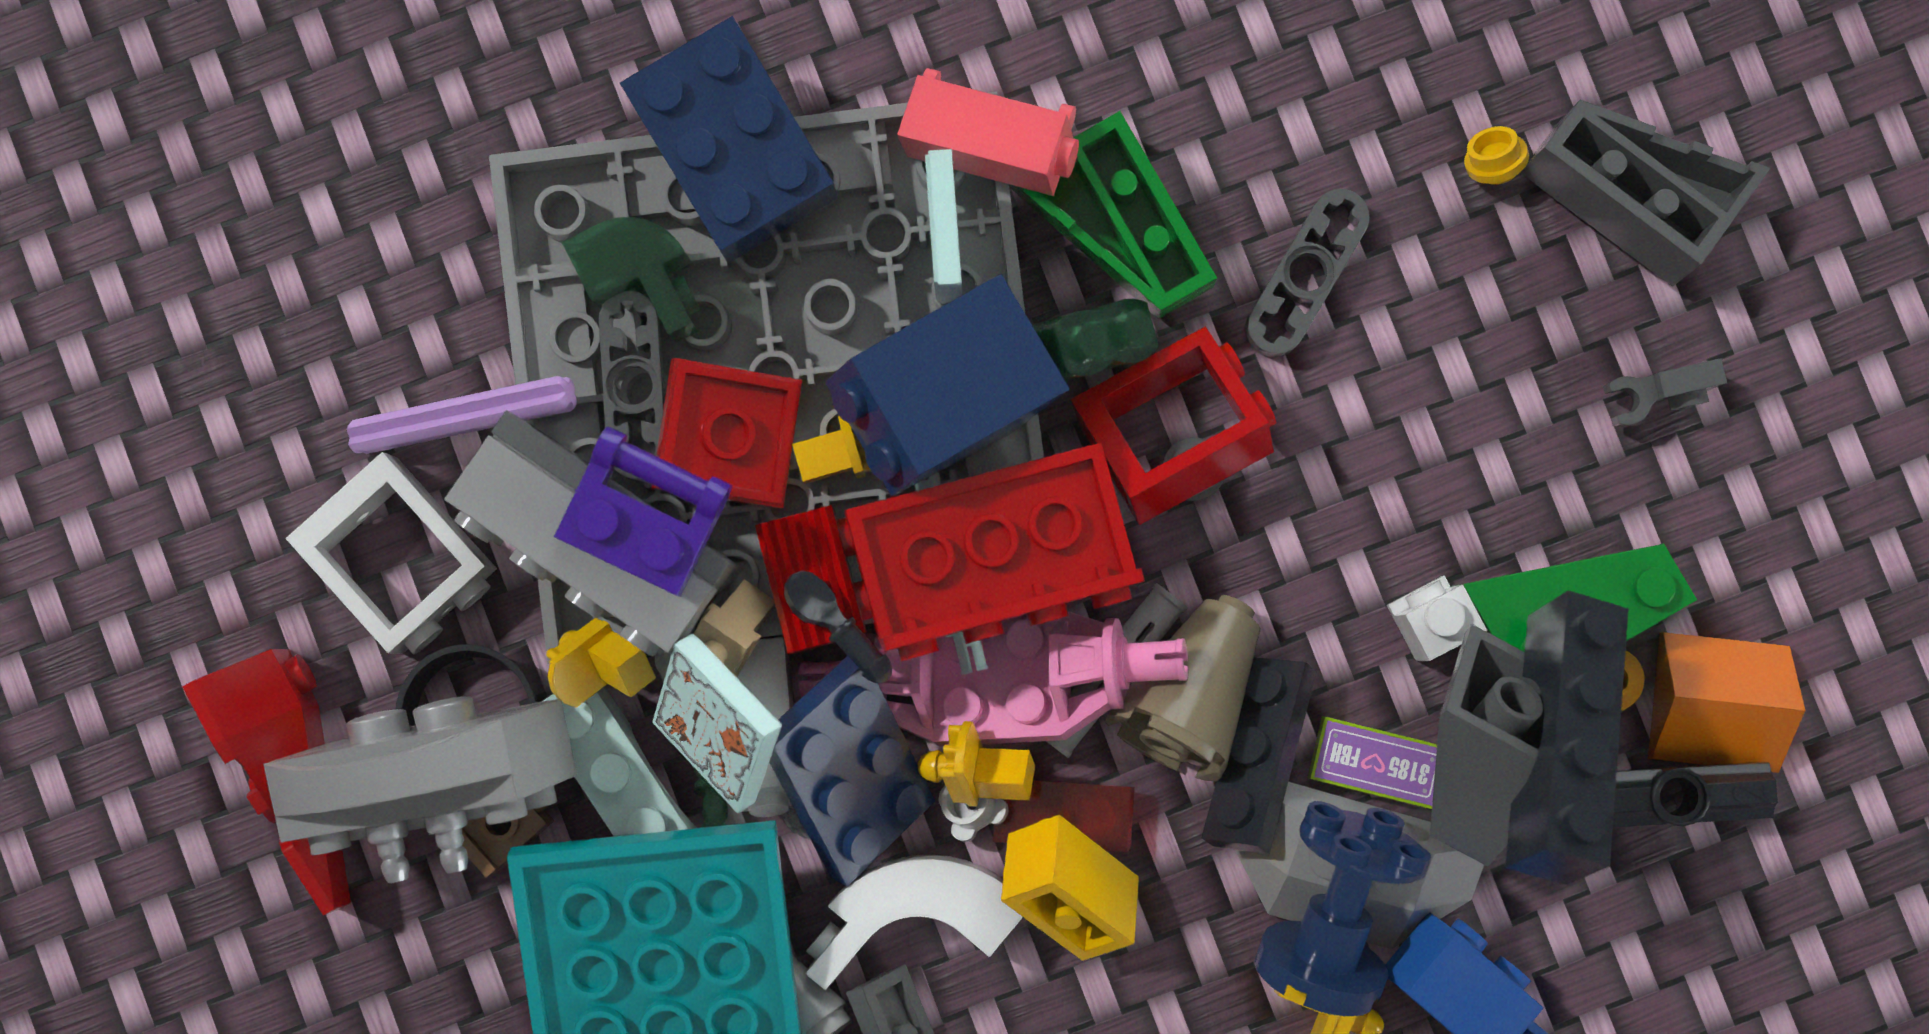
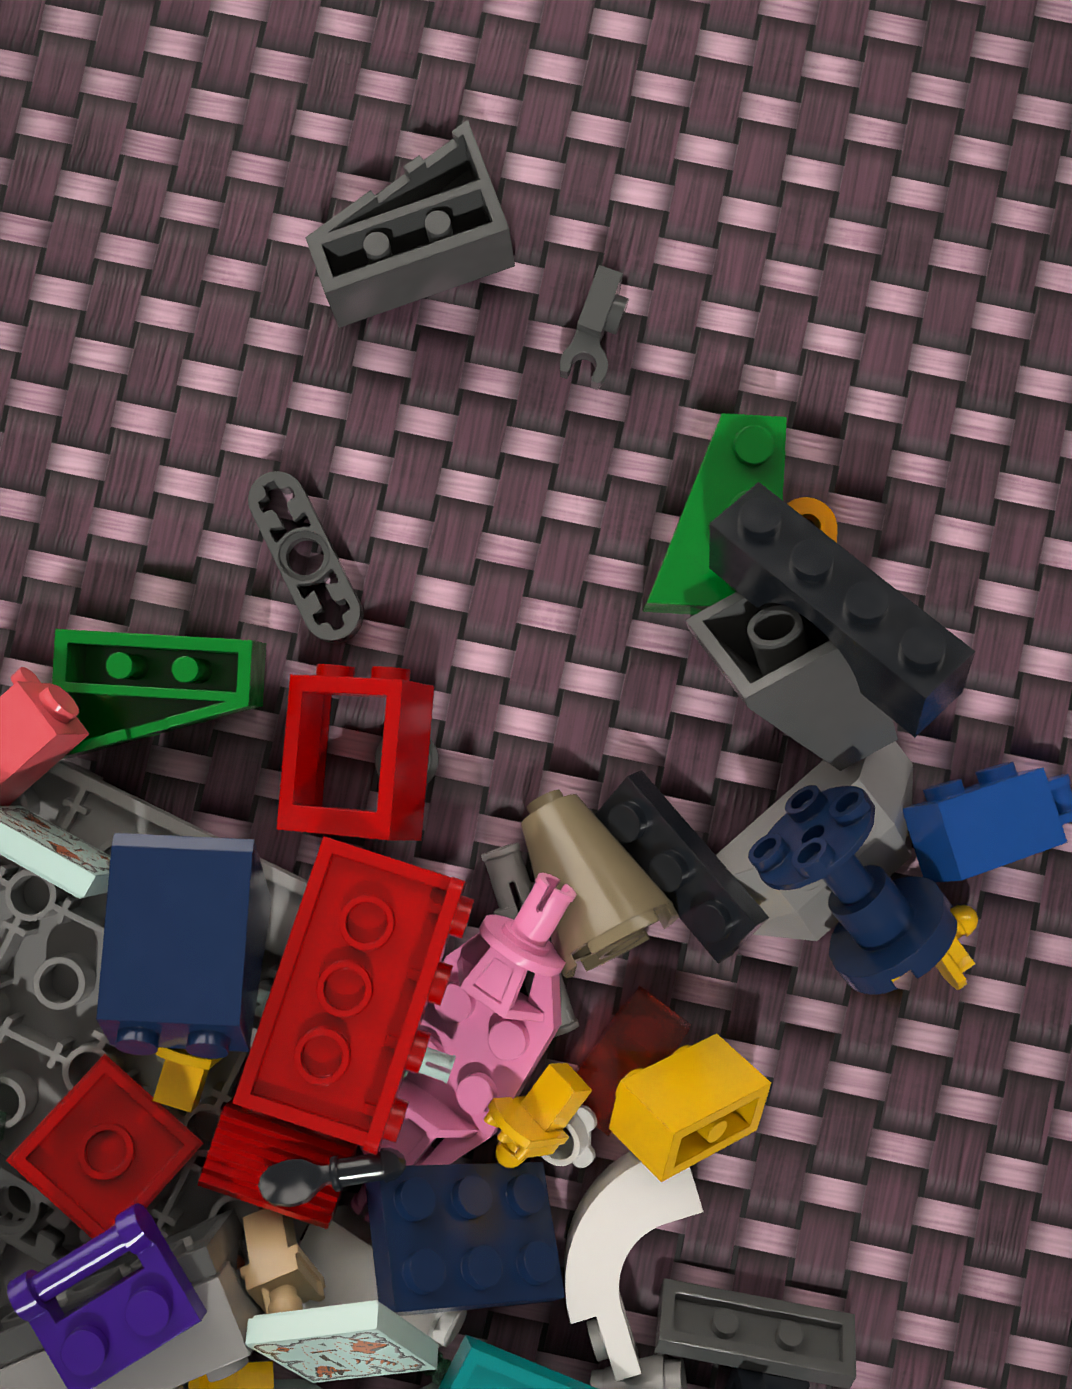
camera: 55 degrees left, 0 degrees up
(1099, 338) = (237, 780): clear green brick -> none
(1374, 762) = (745, 772): medium lavender tile -> none
(1434, 618) = (661, 641): white brick -> none
(1495, 155) = (311, 338): yellow plate -> none
(1709, 795) = (953, 512): black piece -> none
(1724, 701) = (884, 449): orange slope -> none

